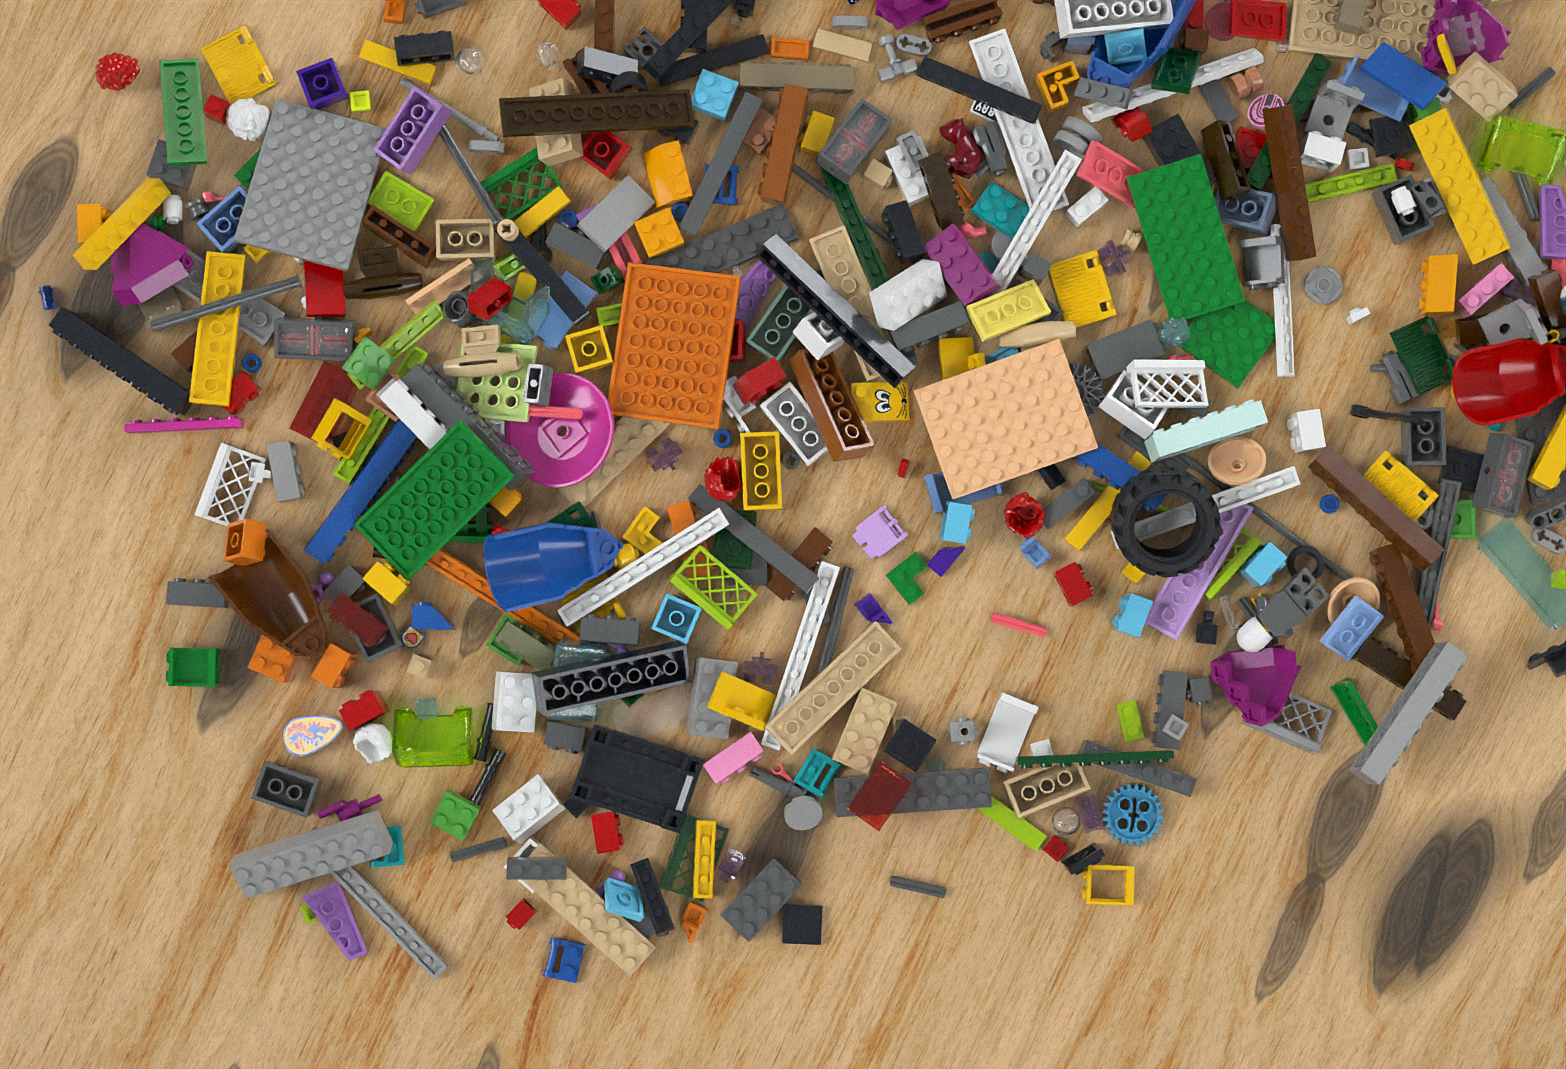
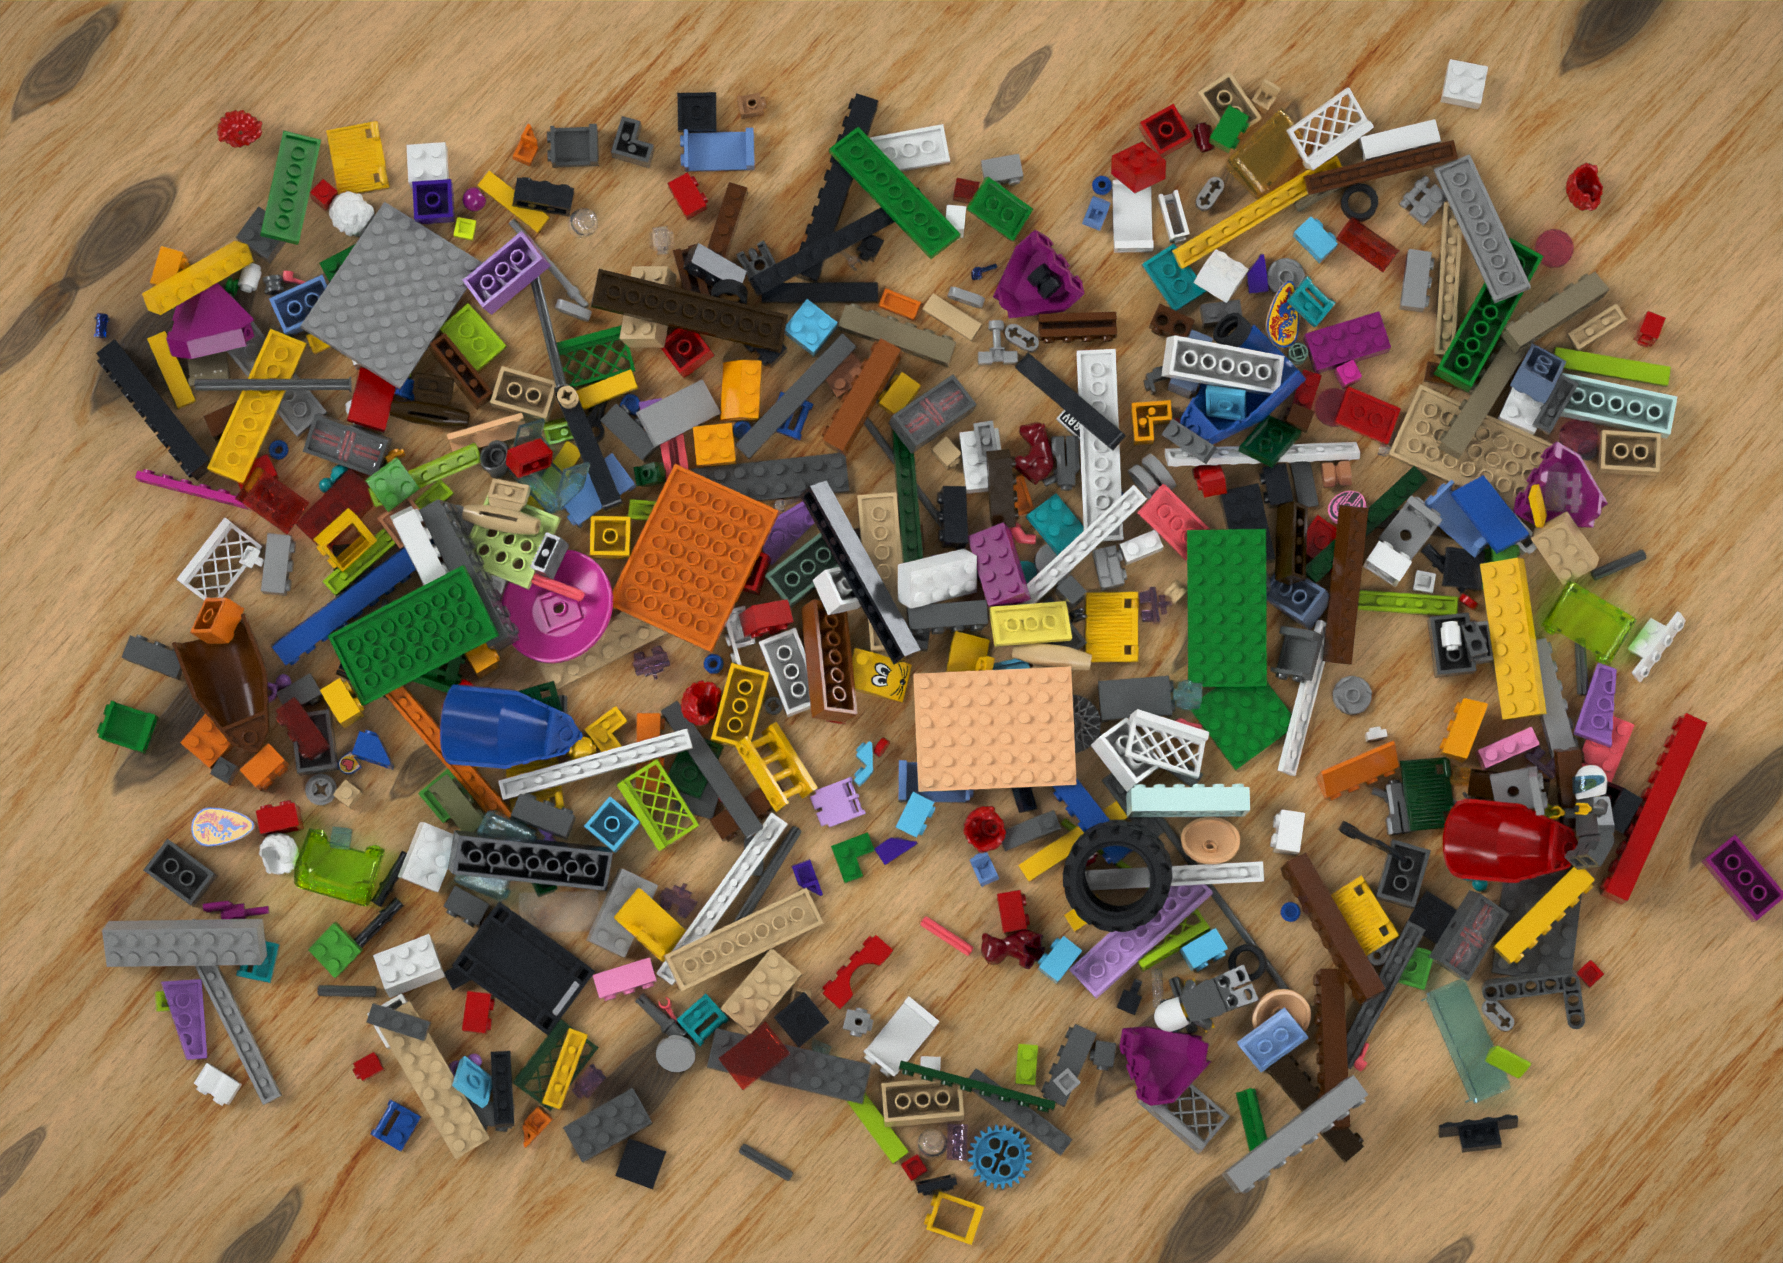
camera: 20 degrees right, 5 degrees down
(127, 320) = (171, 371): none -> yellow tile
(260, 413) = (272, 500): none -> clear red brick
(298, 680) = (225, 771): none -> dark grey brick
(304, 48) = (427, 162): none -> white brick
(313, 367) = (337, 472): none -> teal plate
(354, 270) = (406, 390): none -> blue tile
(360, 71) = (473, 199): none -> magenta piece
(385, 671) = (322, 780): none -> light grey gear
(385, 974) = (217, 1084): none -> white brick
(819, 505) = (789, 761): none -> yellow fence
(892, 481) = (865, 755): none -> medium azure slope
(956, 661) = (874, 952): none -> red arch
(1047, 288) = (1077, 615): none -> black bush
(1062, 235) = (1108, 567): none -> light grey brick
(1093, 613) = (1023, 945): none -> dark red animal
(1194, 110) = (1276, 485): none -> black piece
(1353, 353) = (1358, 770): none -> orange slope

